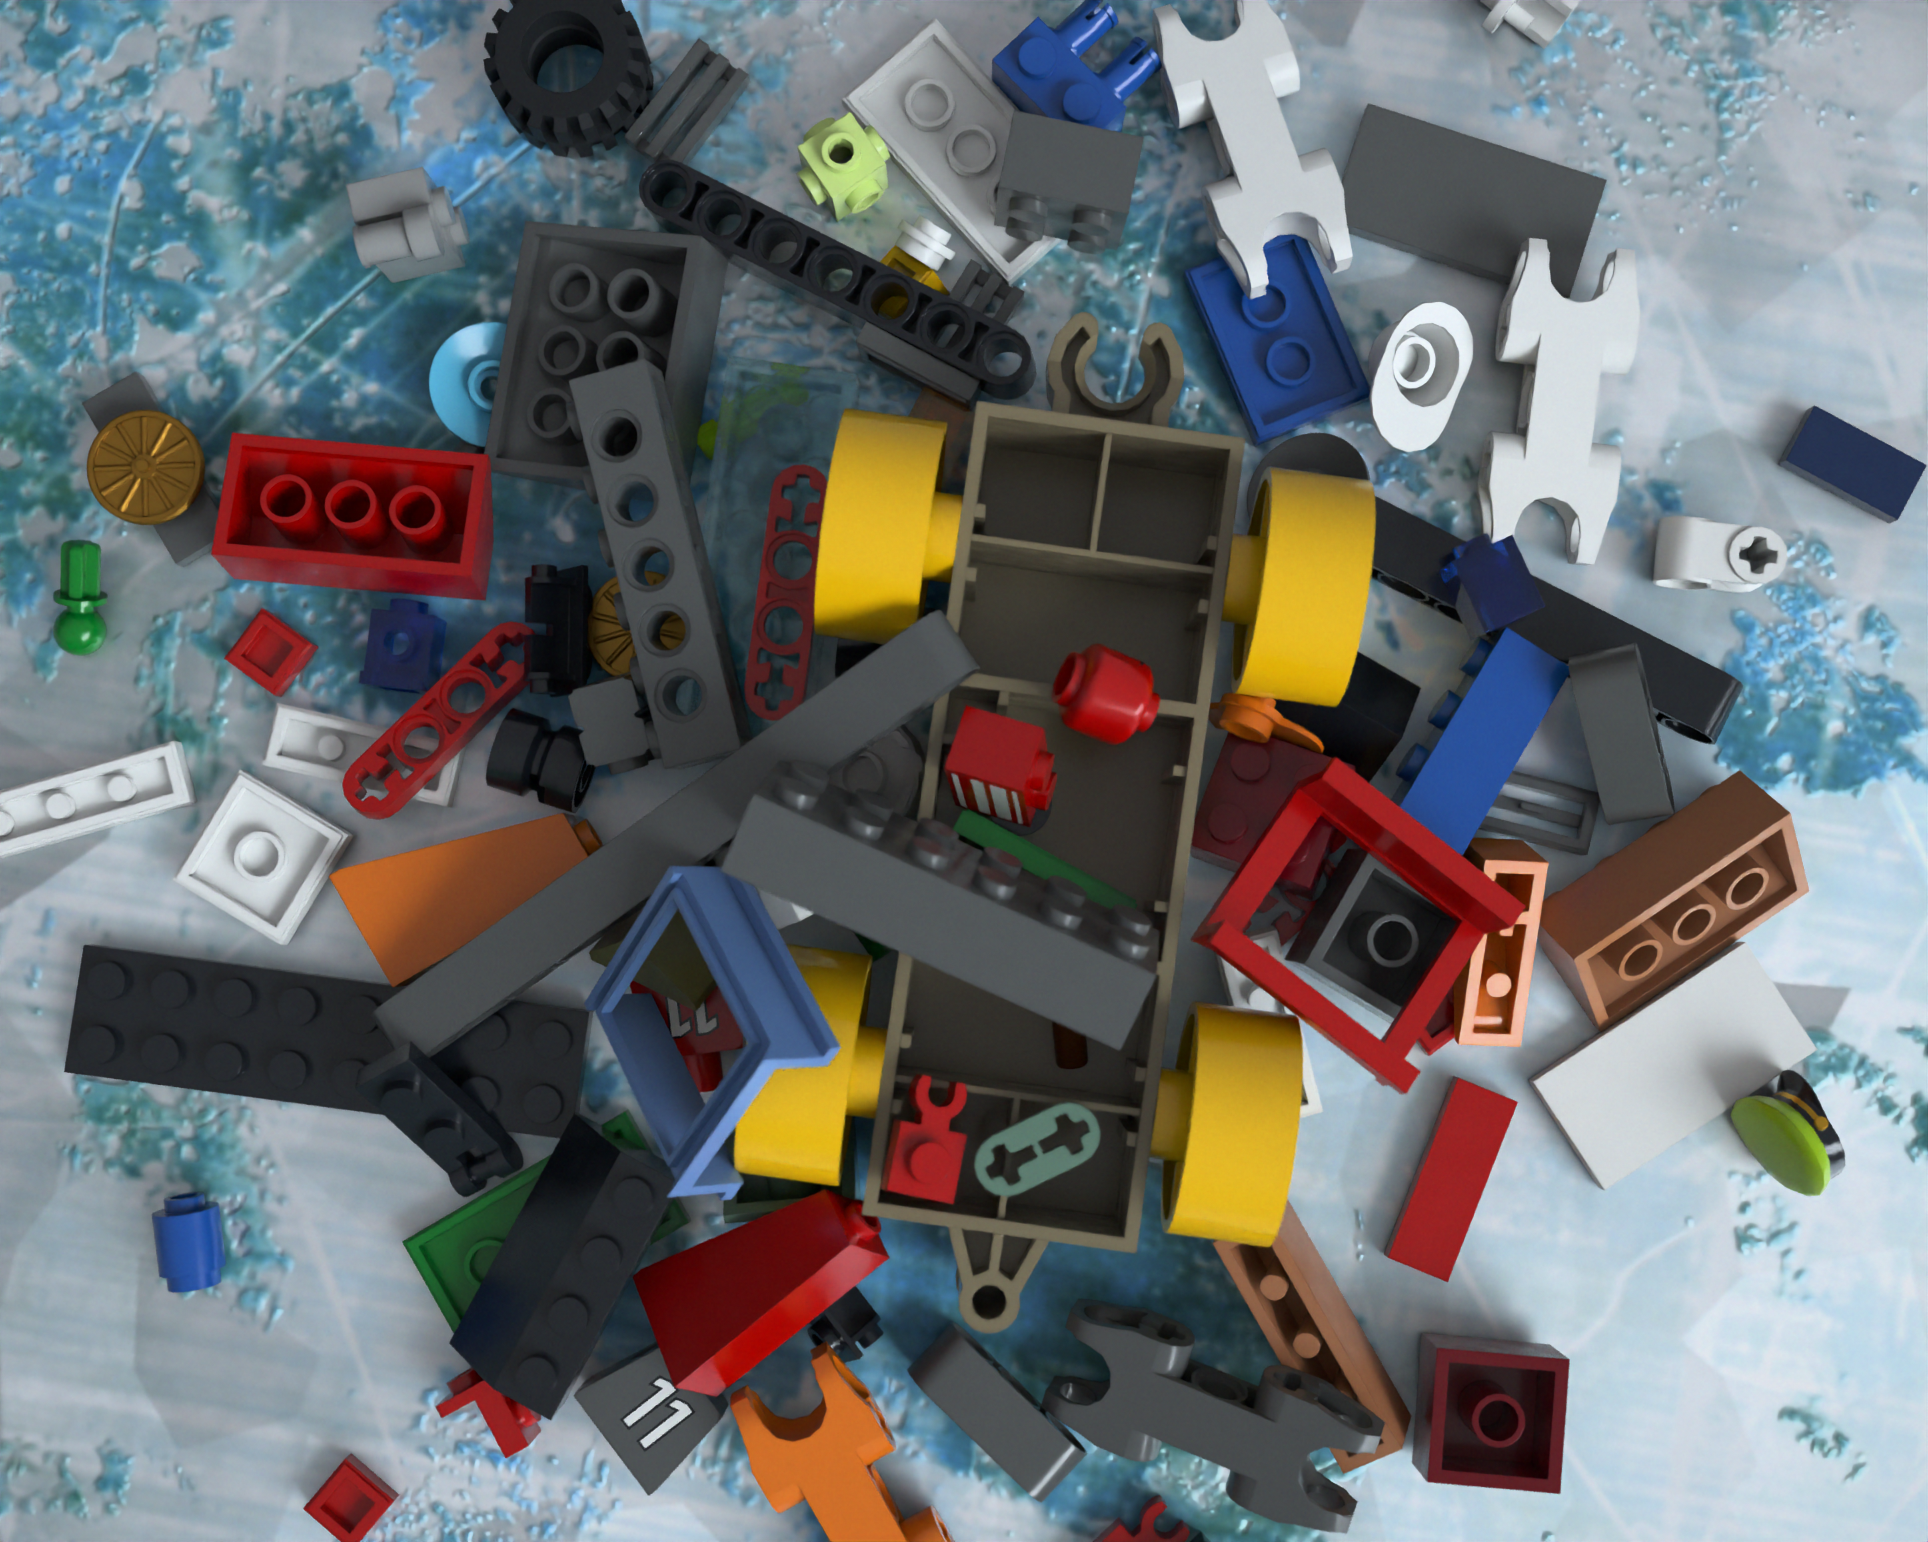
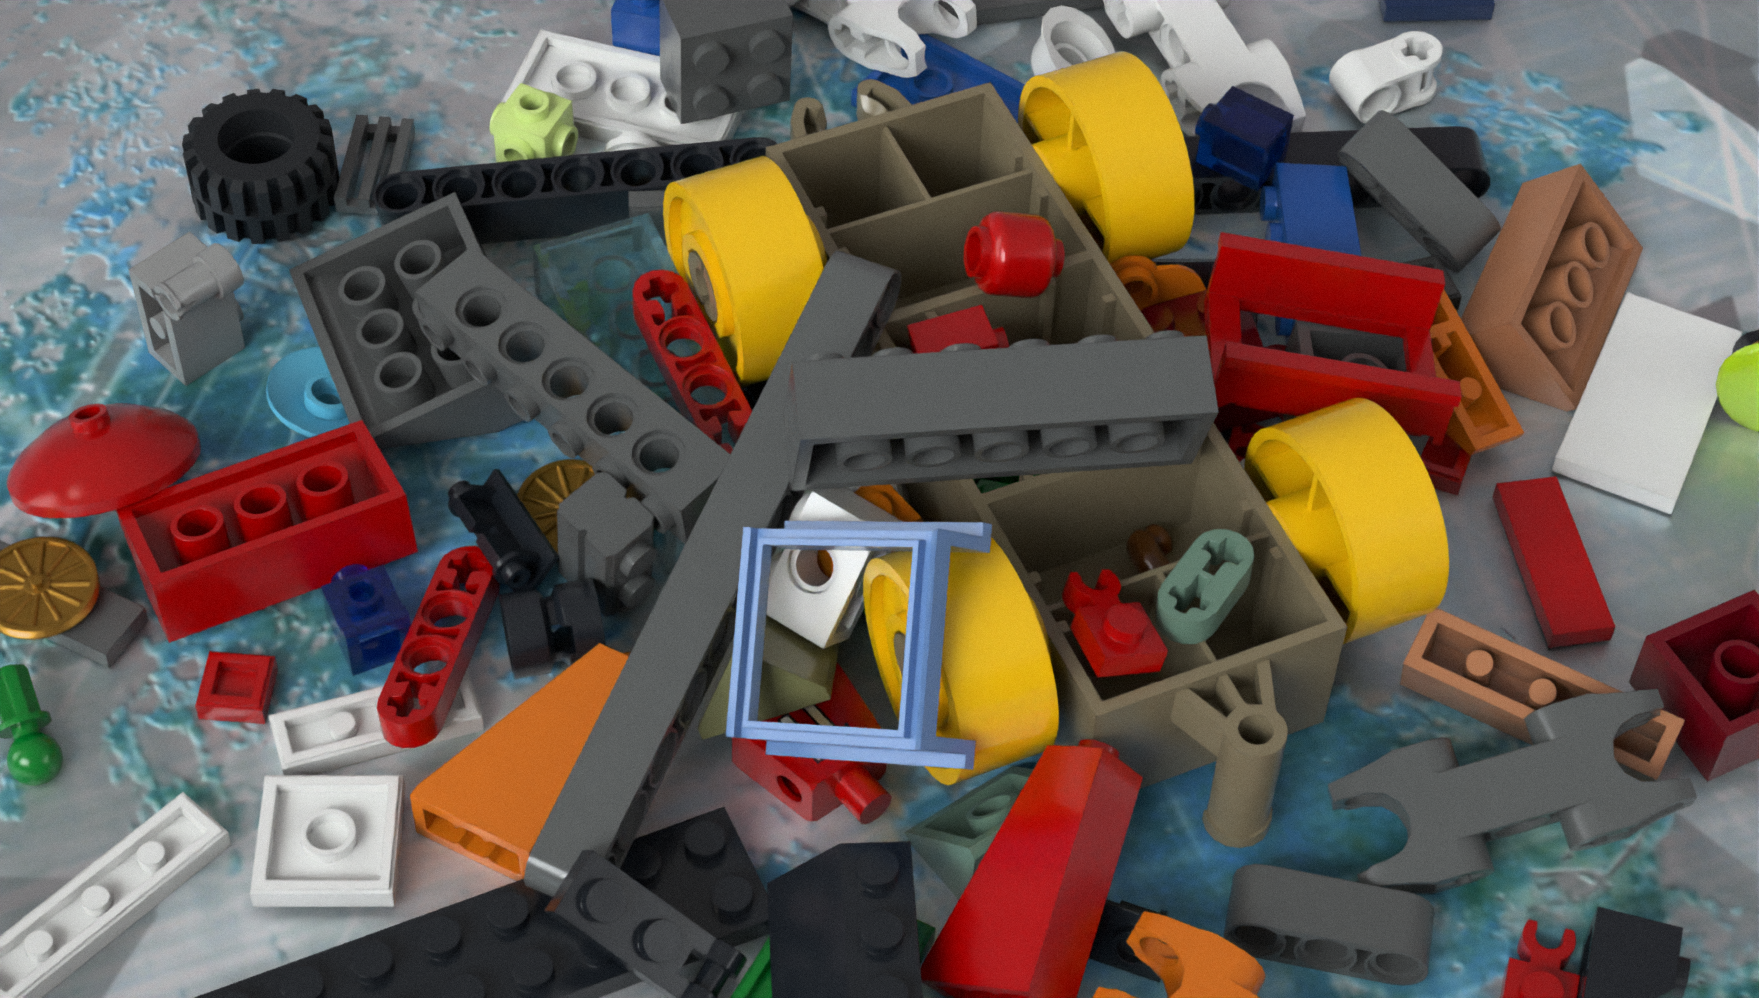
camera: 35 degrees left, 35 degrees down
(259, 361) = (102, 460): none -> red dish

